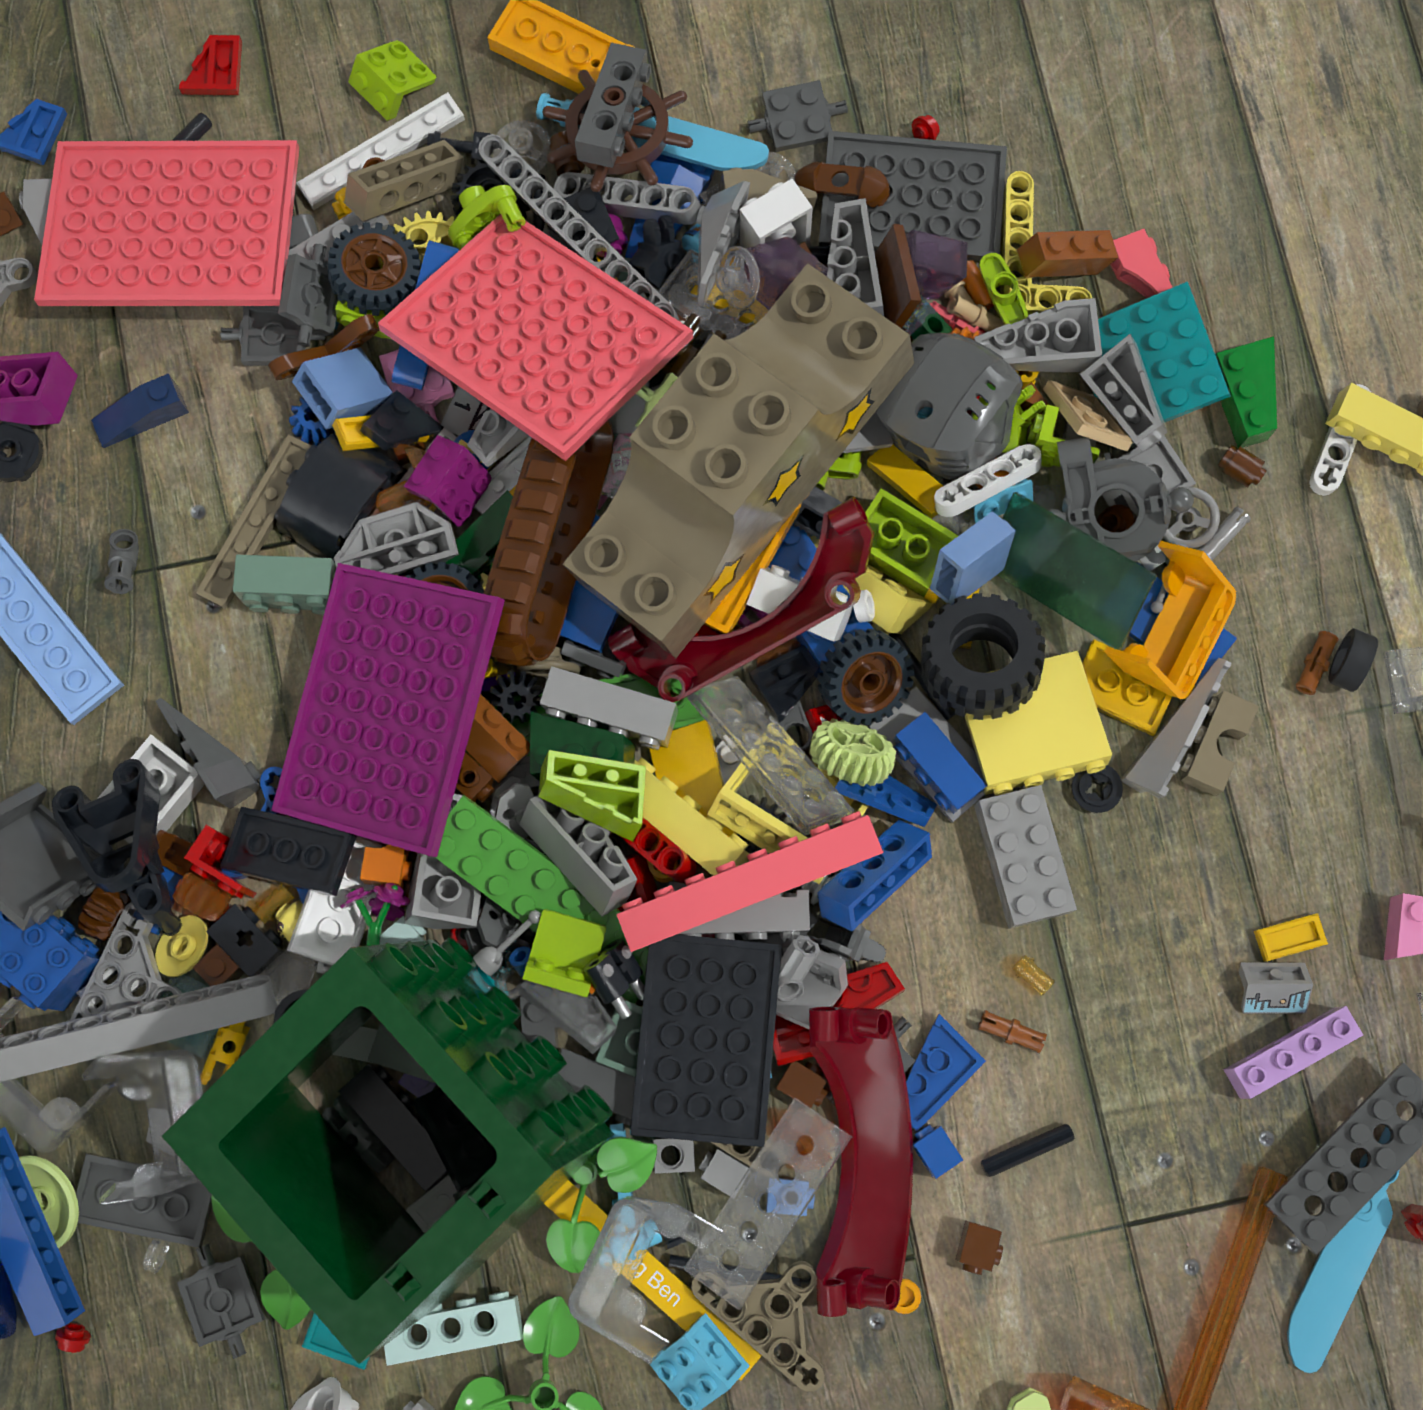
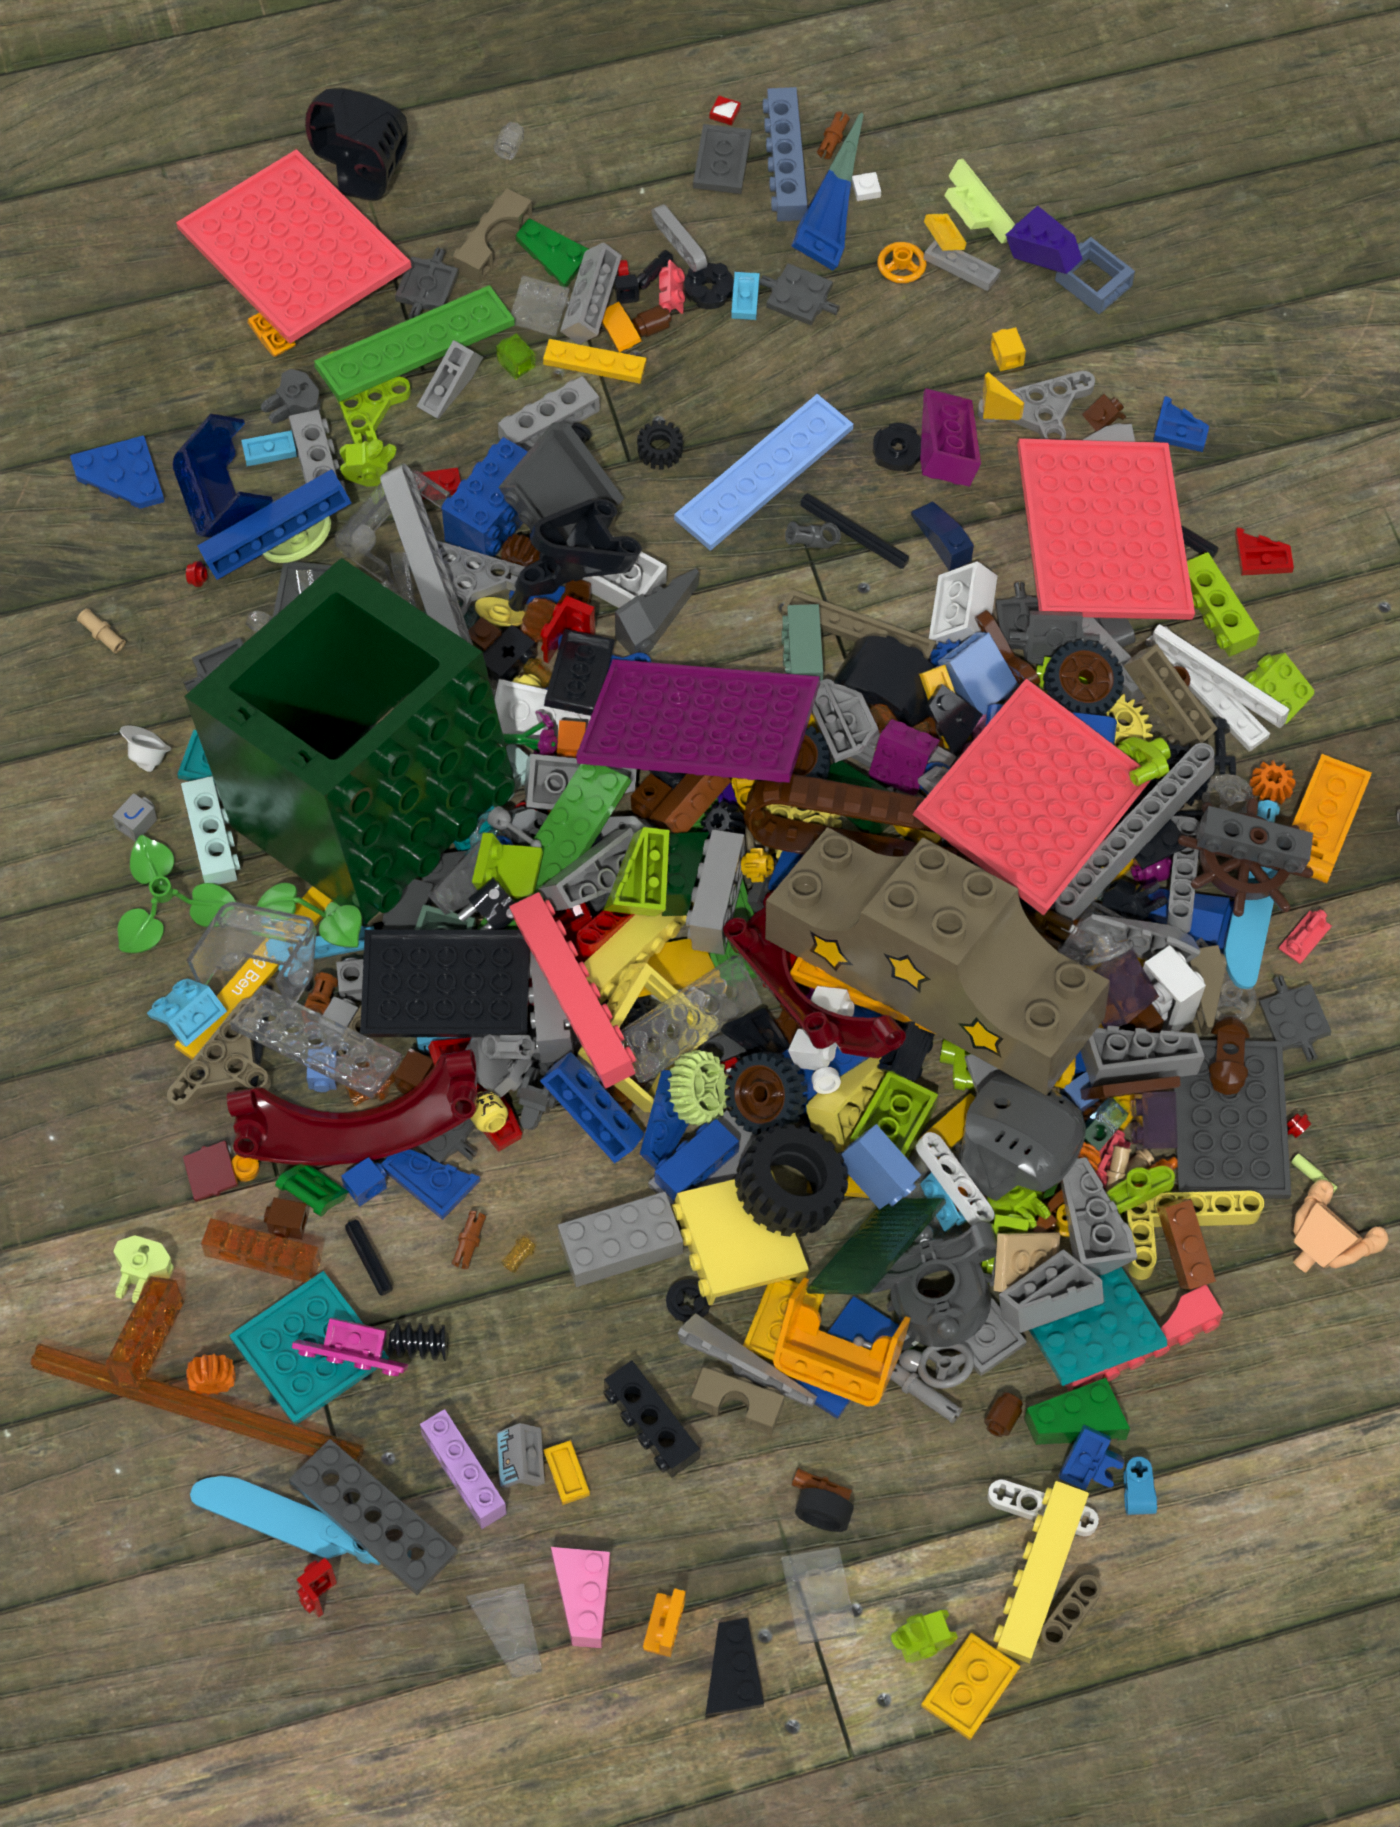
camera: 85 degrees right, 15 degrees down
(119, 513) = (855, 531): none -> black axle
(242, 400) = (960, 598): none -> white slope
(285, 109) = (1231, 611): none -> lime brick
(374, 130) = (1220, 676): none -> white tile
(512, 86) = (1272, 782): none -> orange gear
(581, 657) = (757, 865): none -> yellow gear
(699, 1194) = (320, 996): none -> dark orange connector
(701, 91) = (1306, 936): none -> coral hinge
(868, 993) = (489, 1113): none -> light yellow head
(909, 1339) = (210, 1171): none -> dark red piece
(937, 1210) = (312, 1188): none -> green plate
(977, 124) = (1309, 1169): none -> yellowish green pin
(1020, 1280) = (260, 1251): none -> clear orange brick
(1058, 118) = (1327, 1237): none -> light nougat torso
(1139, 1095) = (417, 1341): none -> black piece
(1139, 1226) = (296, 1381): none -> teal plate
(1153, 1174) = (354, 1344): none -> dark pink bracket
(1176, 1345) = (210, 1374): none -> orange gear
(1276, 807) = (631, 1381): none -> black brick
(1298, 379) = (1090, 1459): none -> blue plate
(1325, 340) = (1139, 1492): none -> dark azure piece

